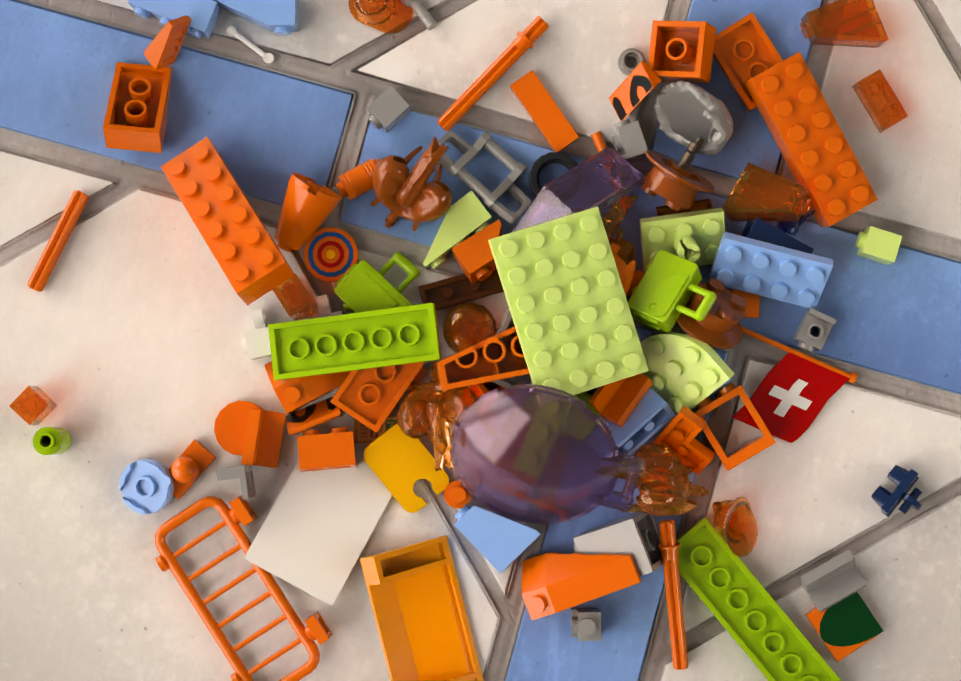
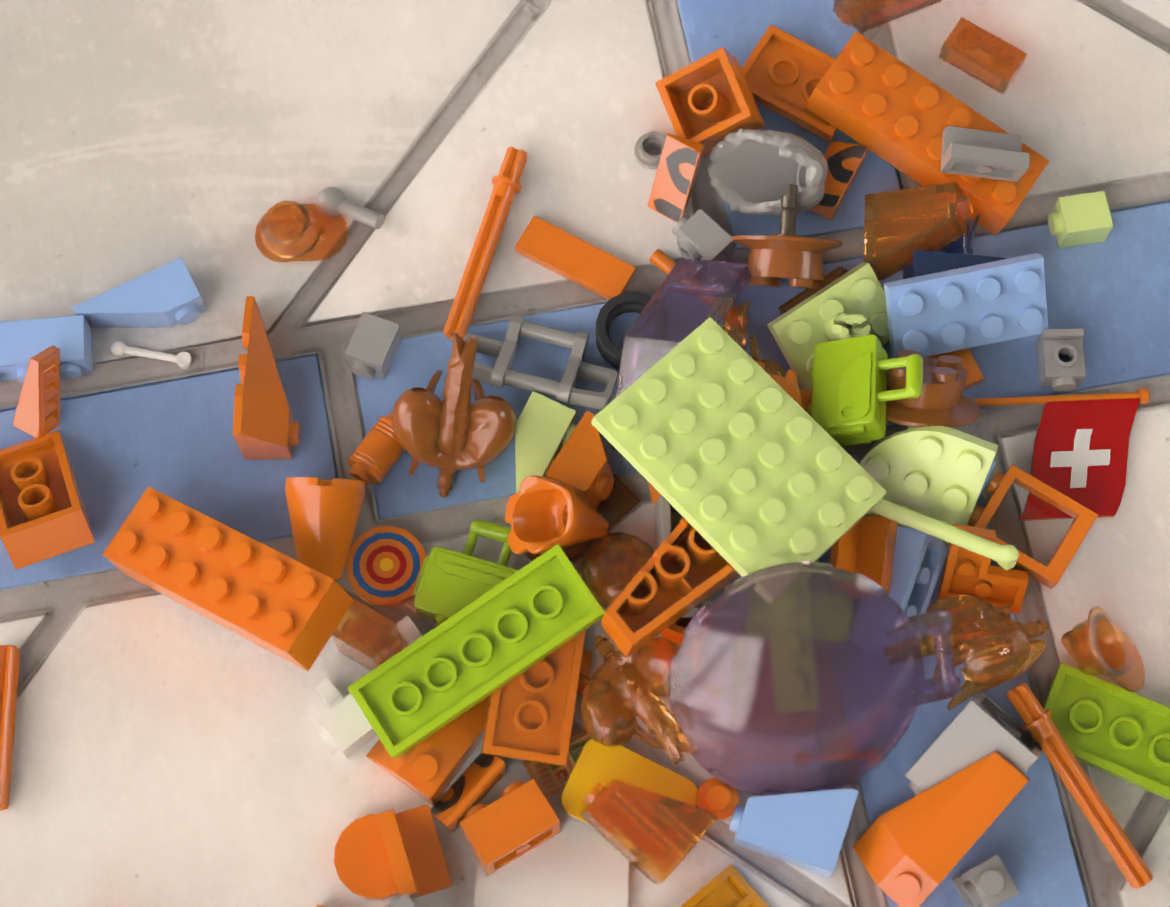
camera: 25 degrees left, 15 degrees down
(300, 119) = (261, 409): none -> orange wedge
(406, 492) = (646, 826): none -> clear orange slope
(440, 280) = (548, 515): none -> orange hat
(699, 443) = (1003, 554): none -> yellowish green piece
(745, 132) = (843, 164): none -> slope
(835, 176) = (983, 154): none -> light grey panel

